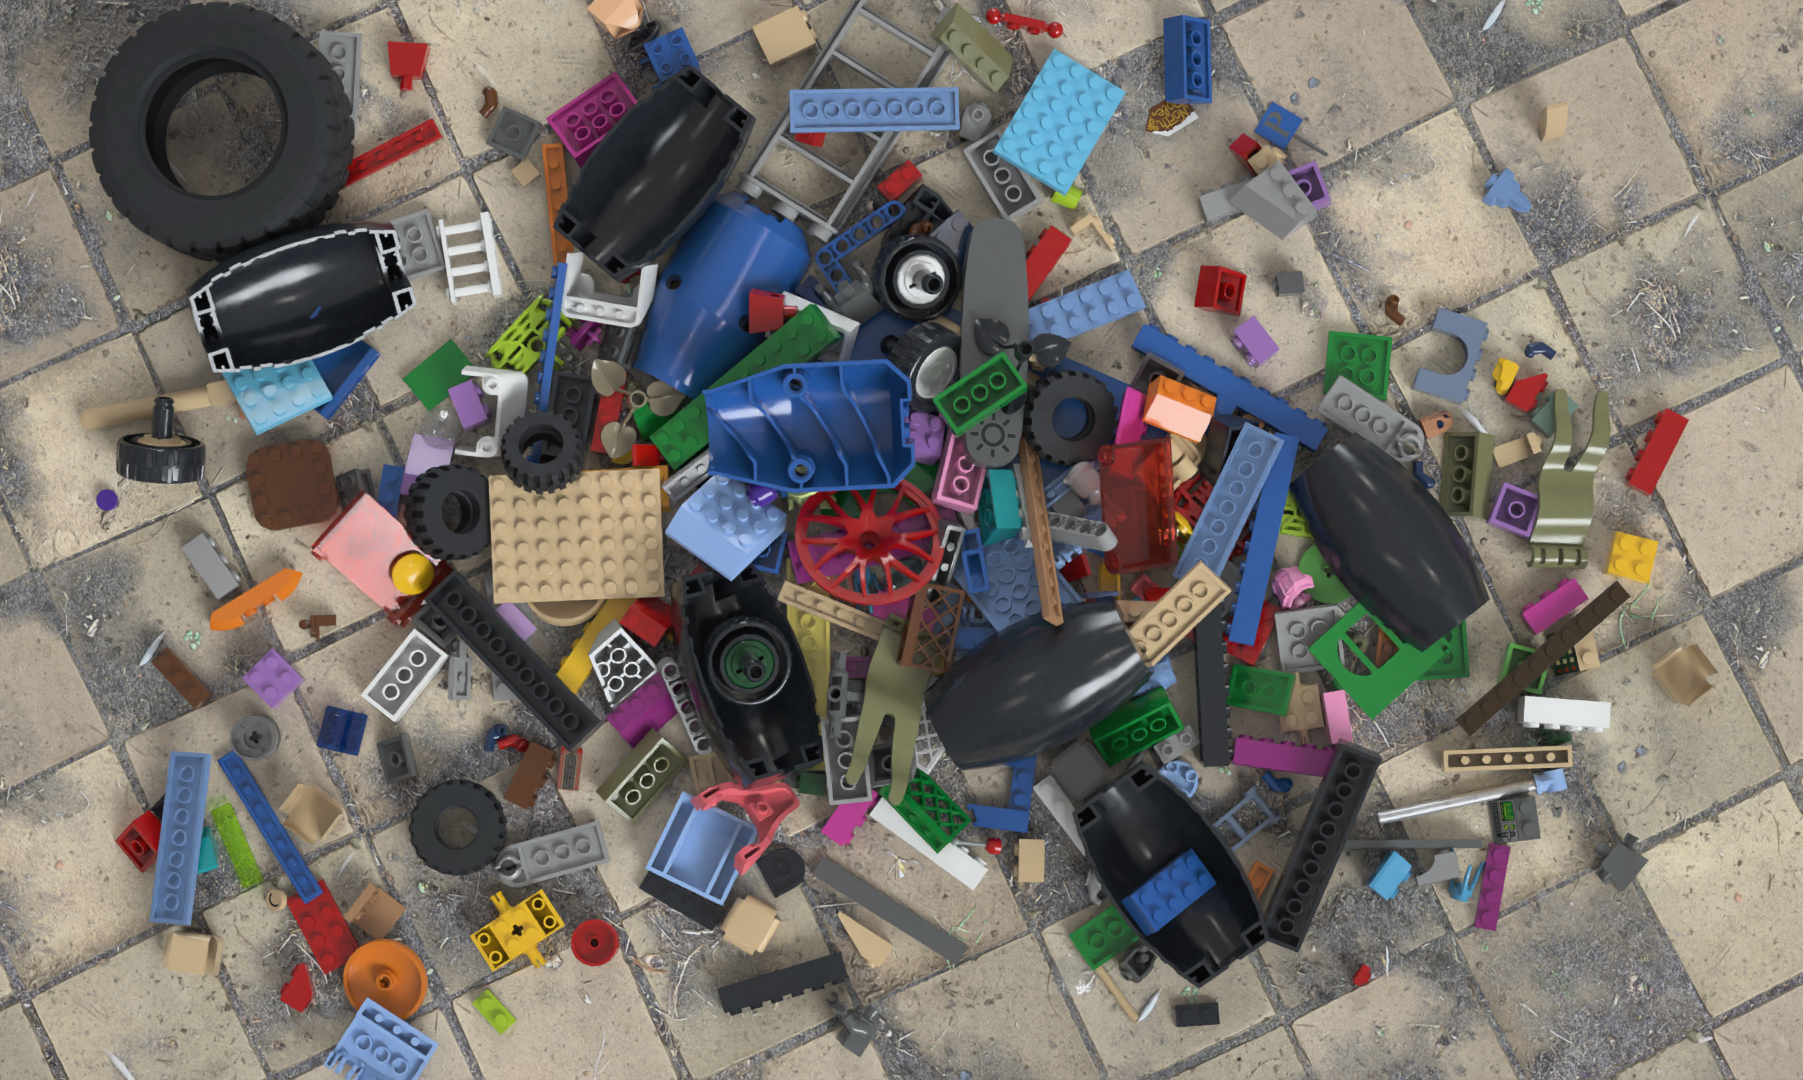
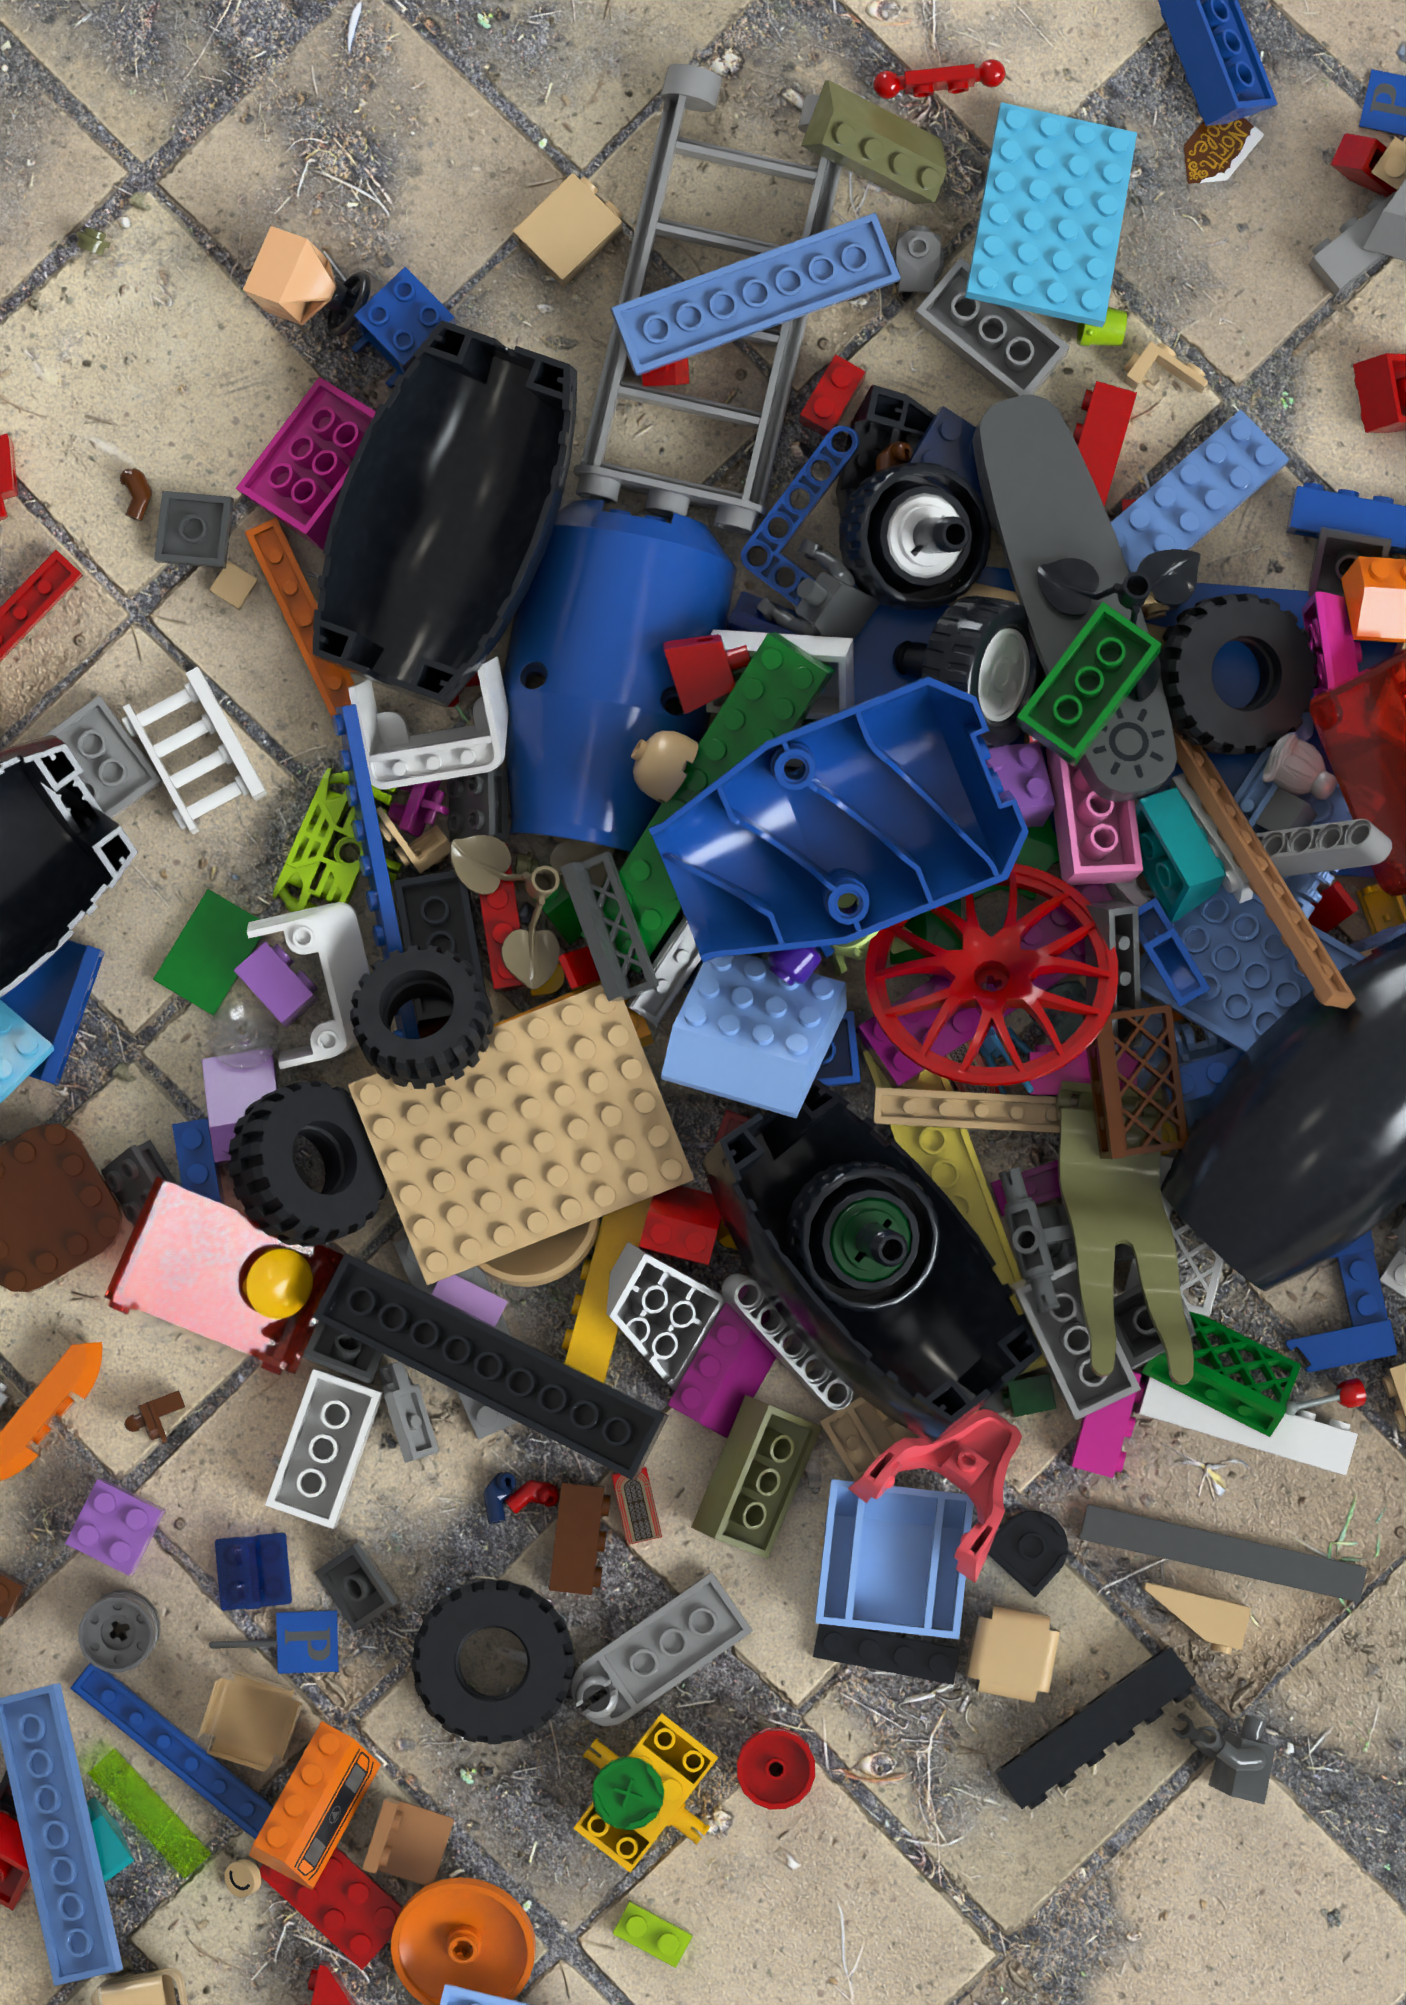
camera: 20 degrees left, 0 degrees up
(330, 873) = (315, 1806): none -> orange slope
(356, 780) = (304, 1642): none -> blue piece
(506, 926) = (628, 1793): none -> green tile
(578, 360) = (422, 852): none -> tan bracket
(658, 436) = (597, 931): none -> dark grey fence
(726, 356) = (662, 763): none -> tan cylinder

